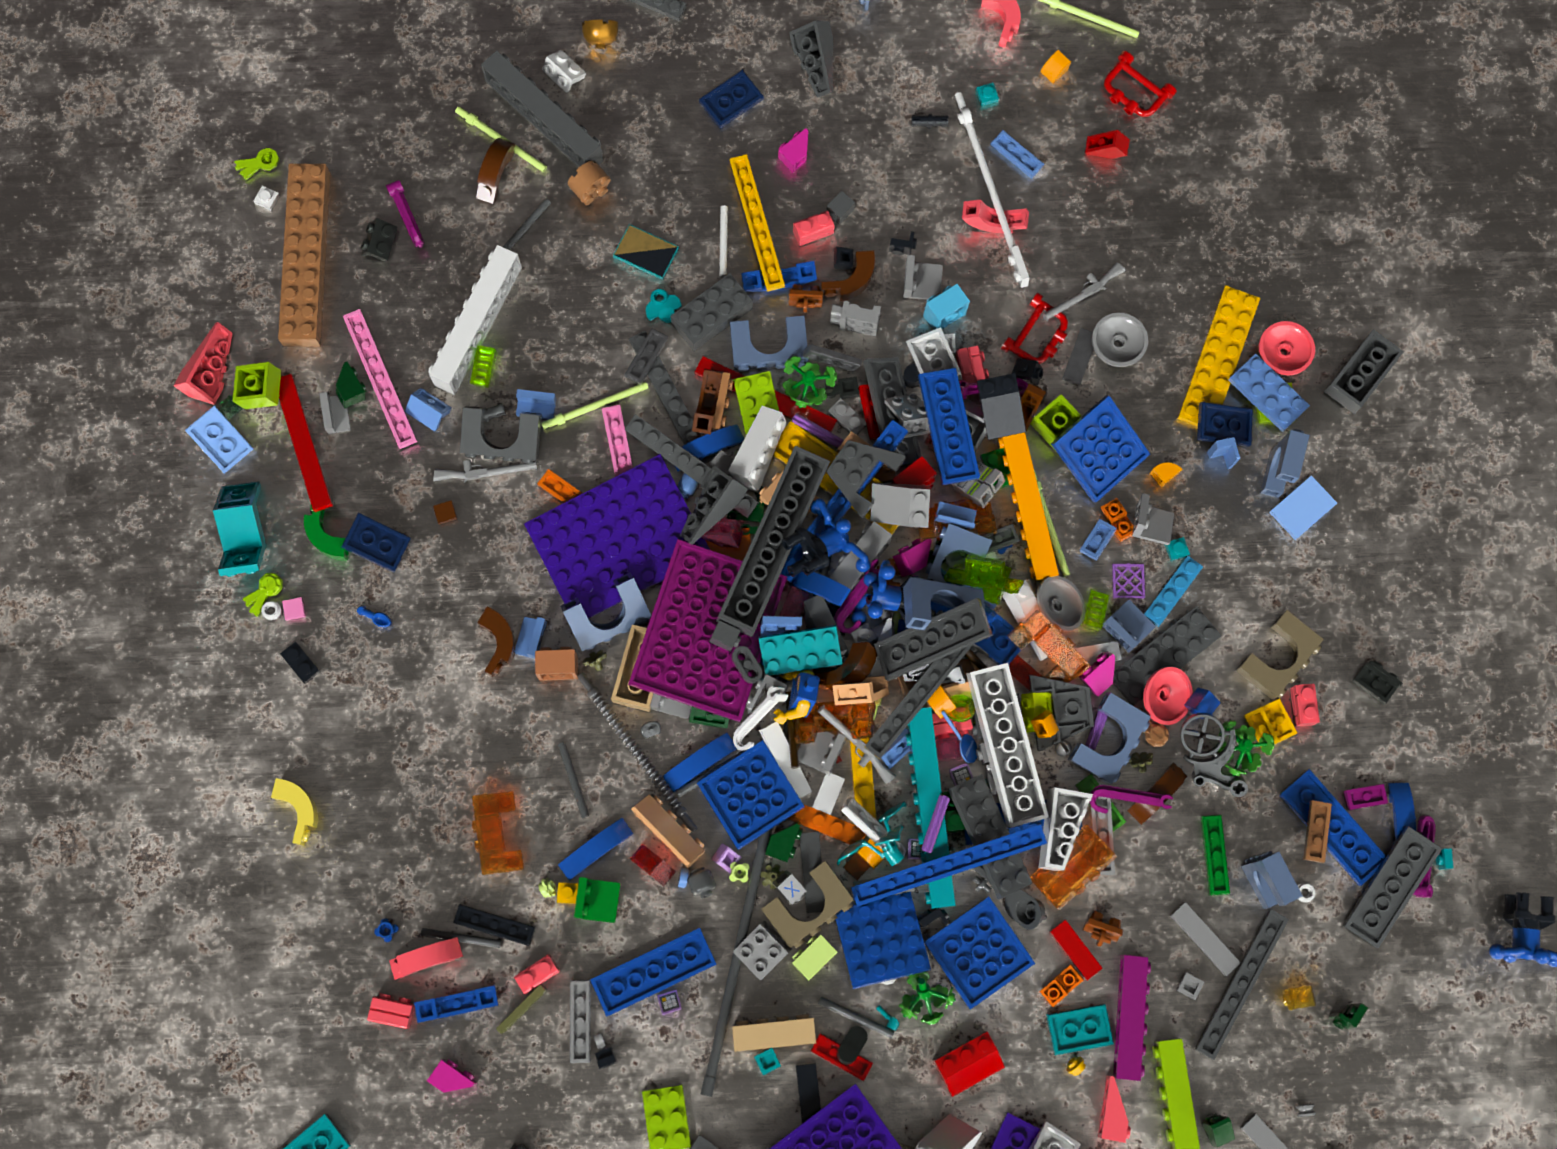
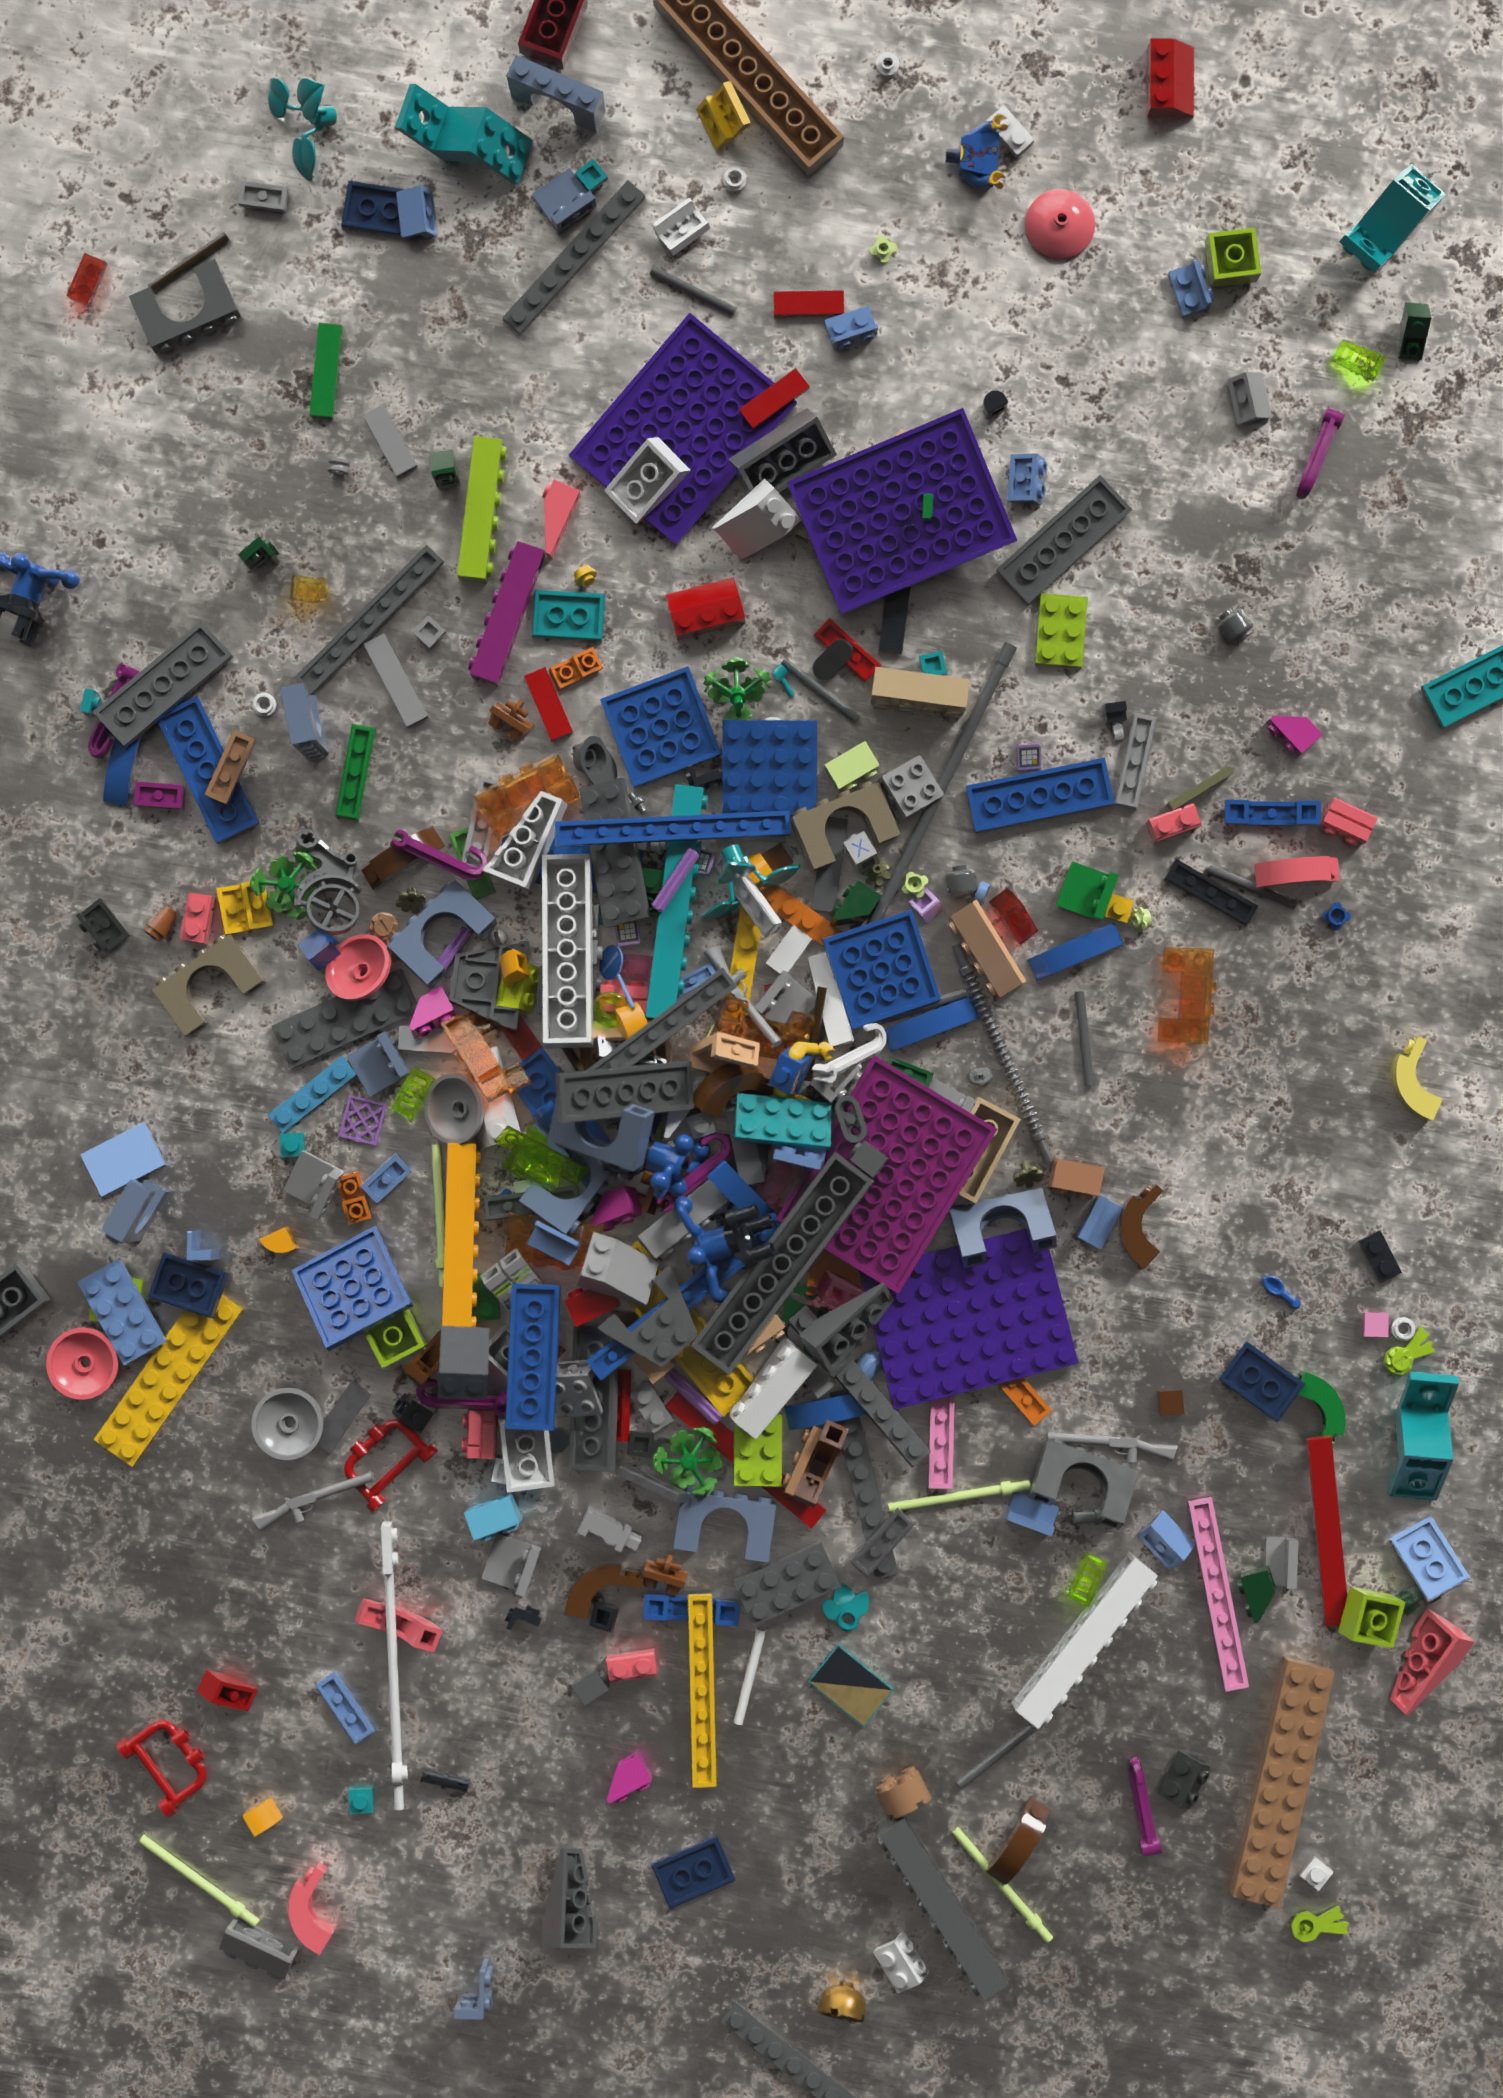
camera: 160 degrees left, 10 degrees up
(1332, 694) = (160, 923): none -> dark orange cone

